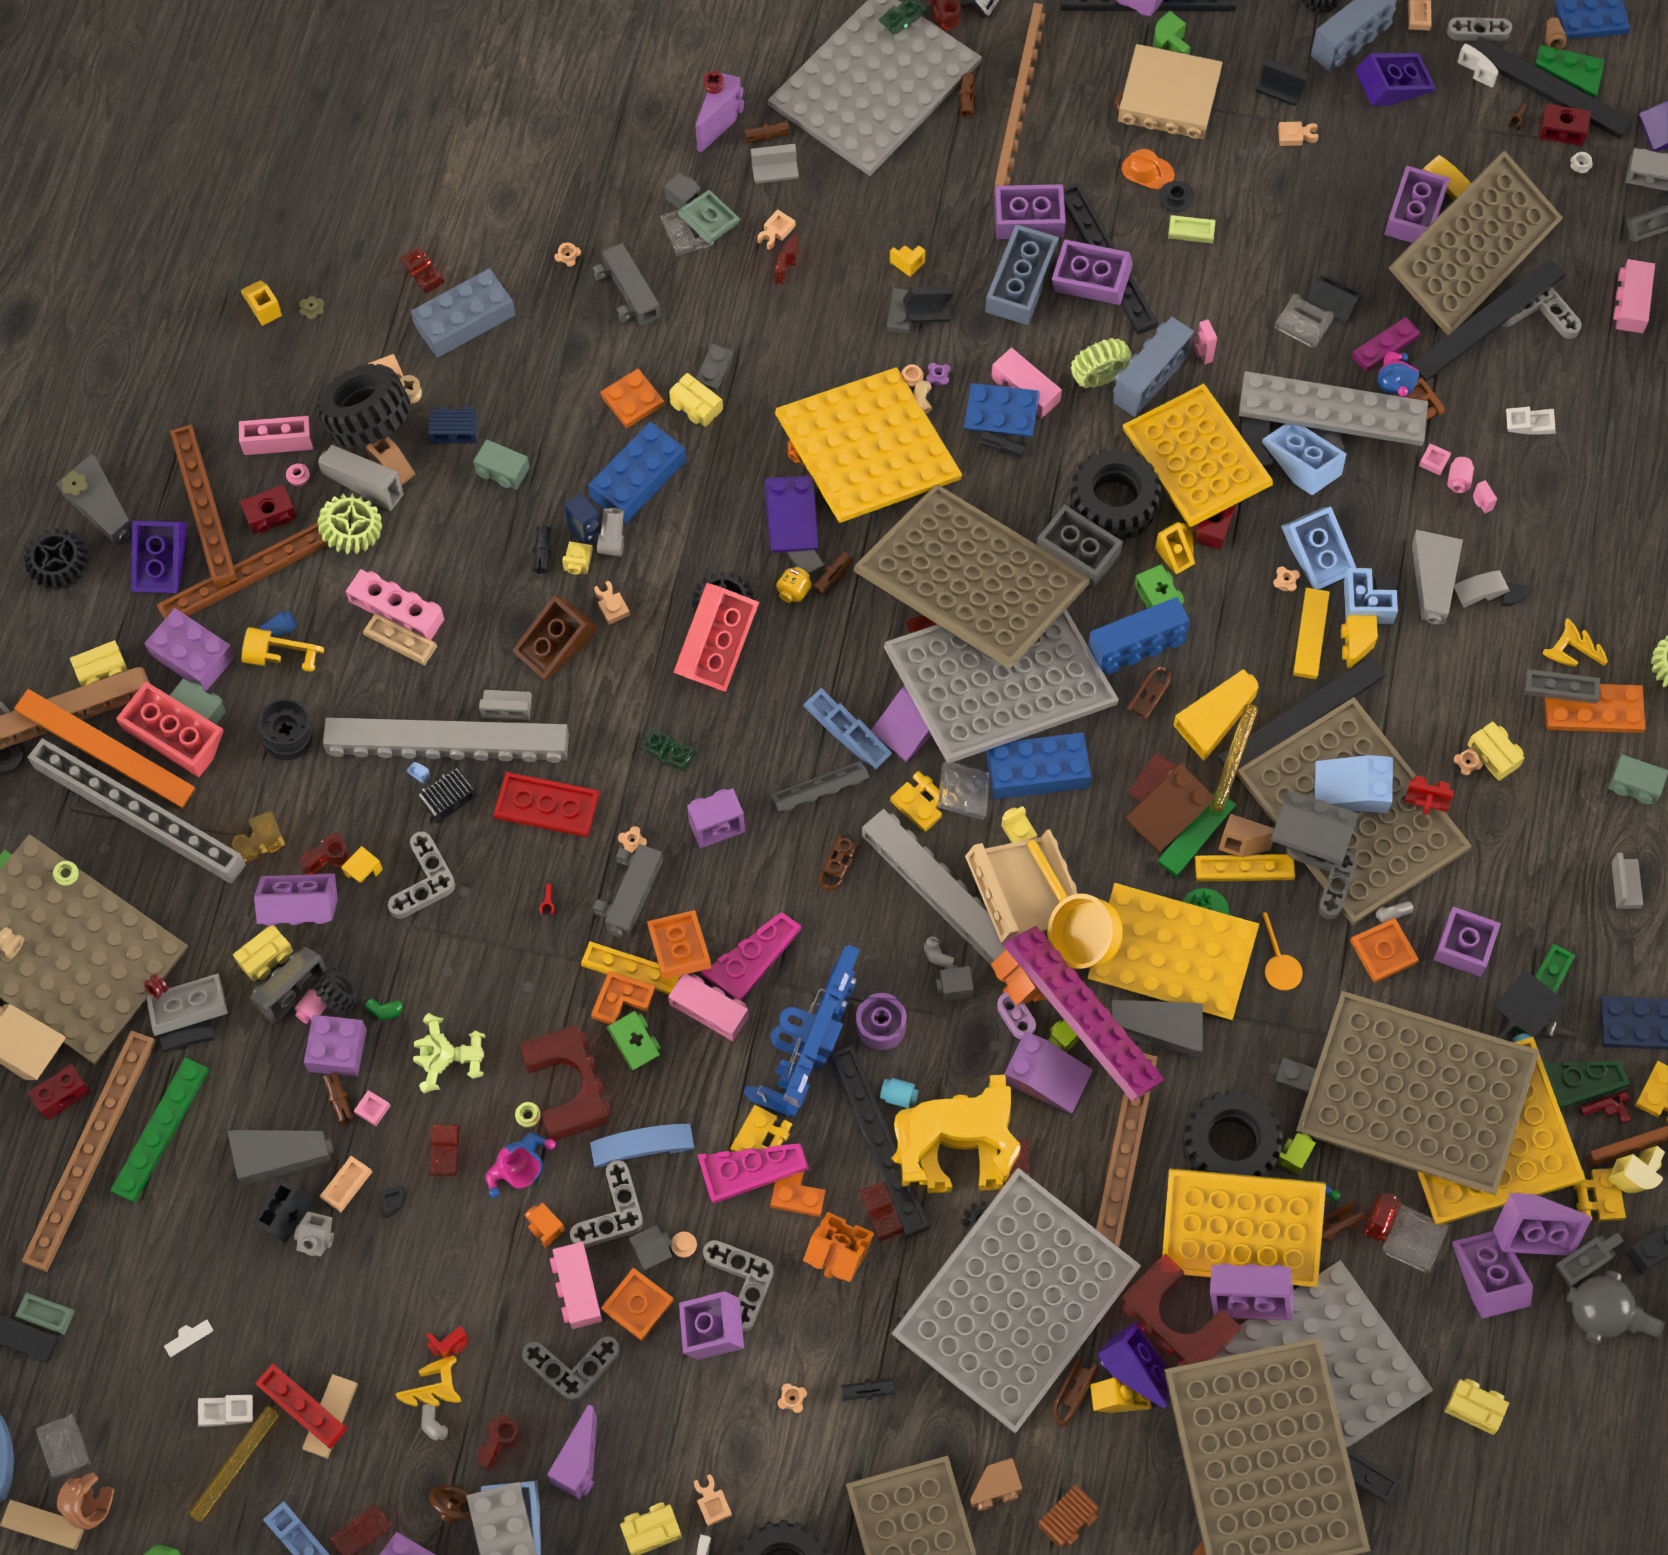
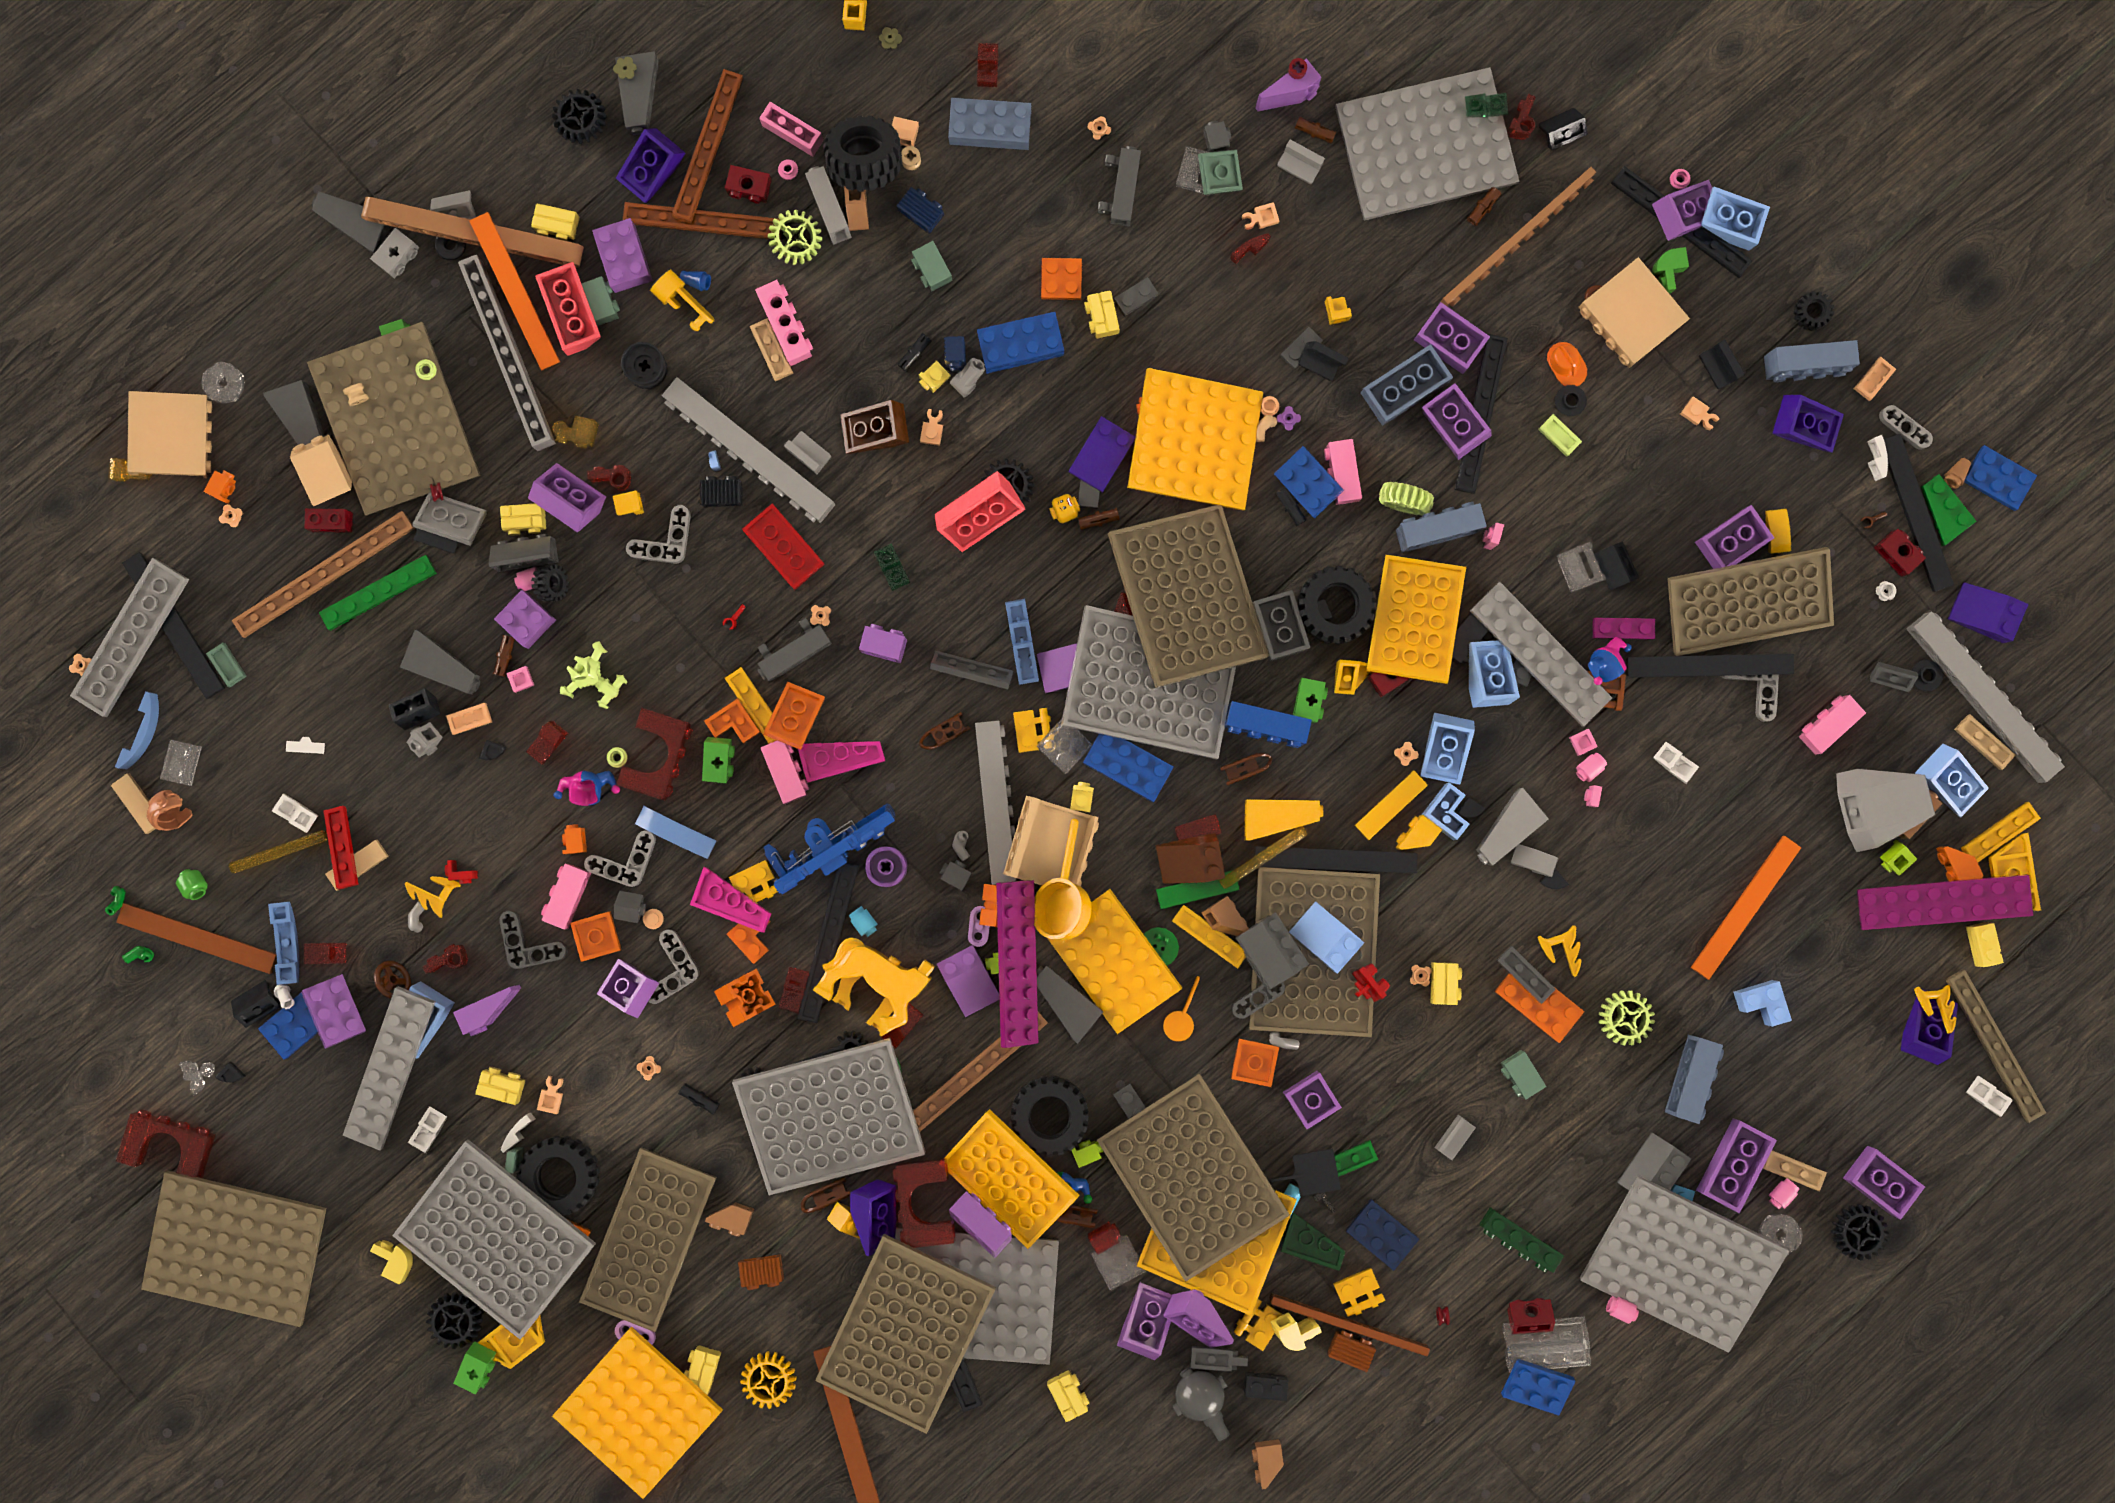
camera: 35 degrees right, 20 degrees up
(385, 1011) = (575, 617): green arm -> none
(1609, 1106) = (1314, 1273): dark red hose -> none

